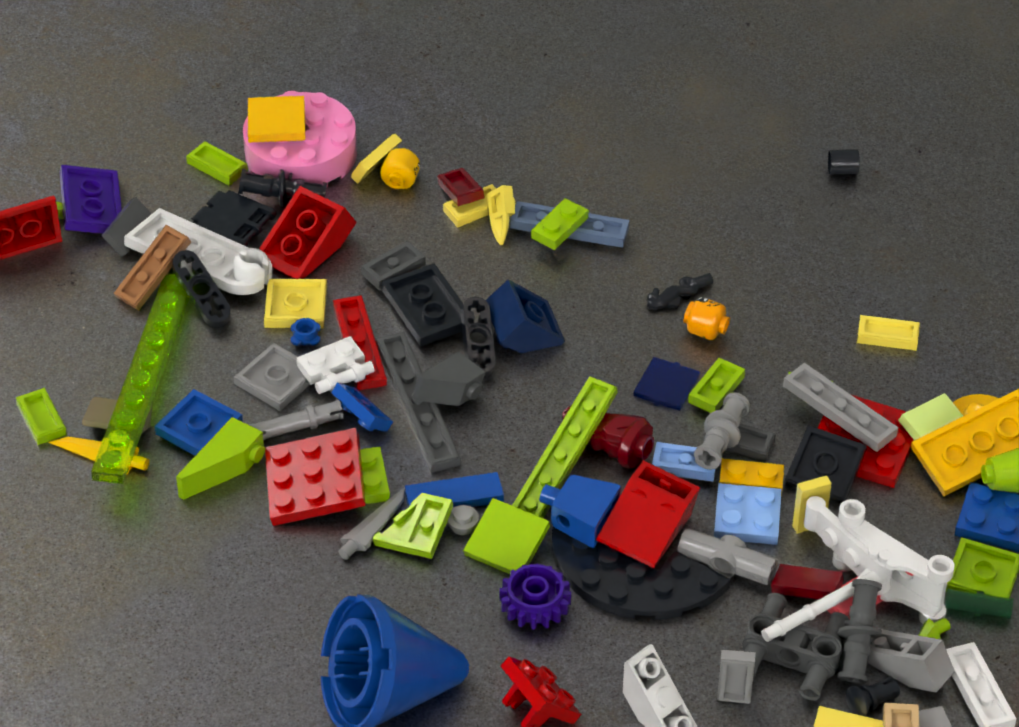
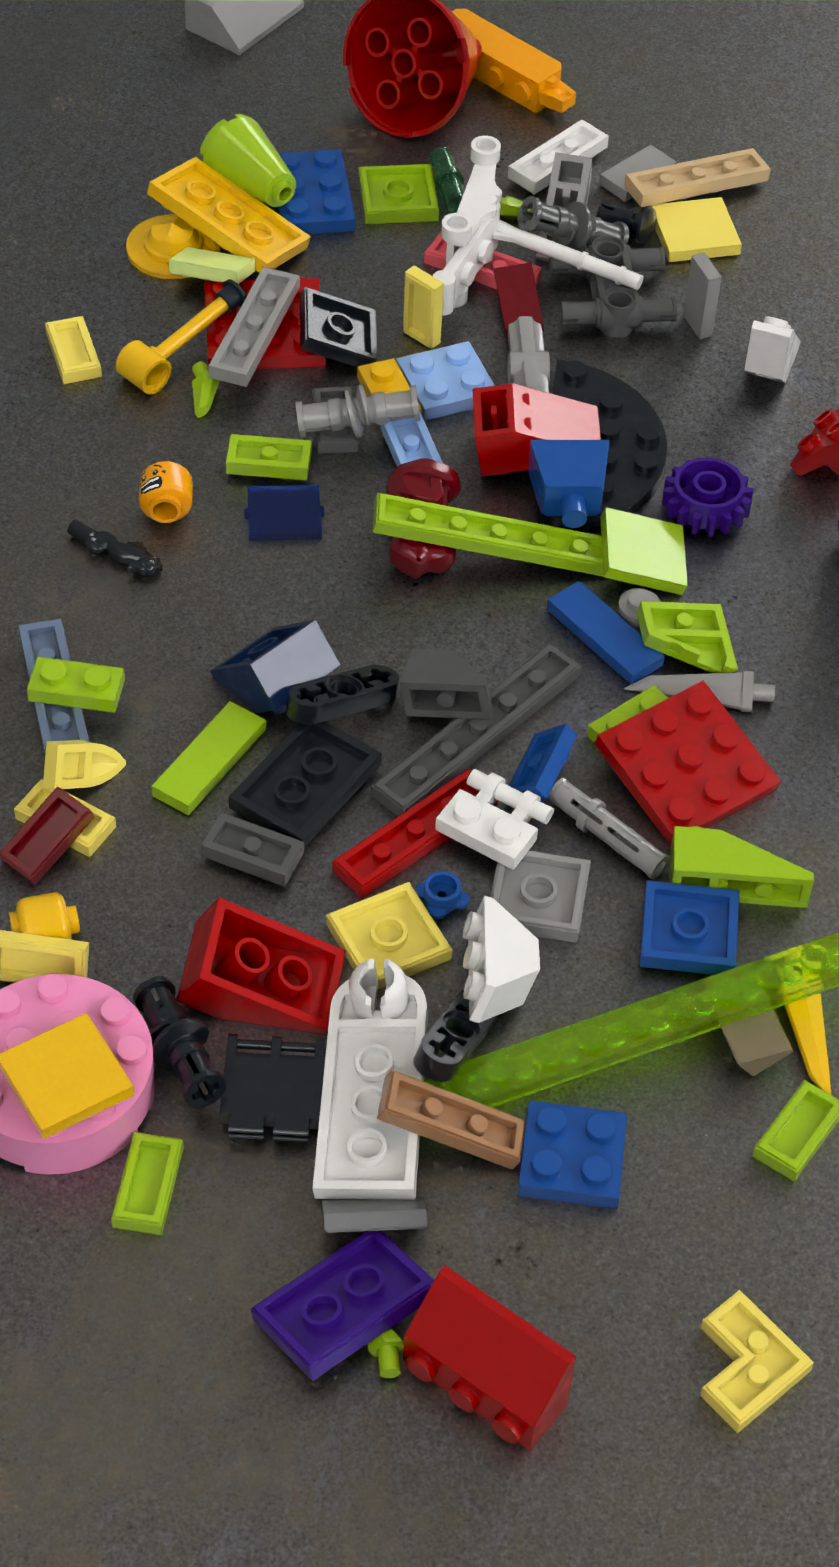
camera: 120 degrees left, 5 degrees up
(103, 319) = (572, 1154): none -> blue plate
(233, 323) = (499, 959): none -> white slope
(472, 269) = (208, 758): none -> lime tile
(846, 353) = (149, 366): none -> yellow piece

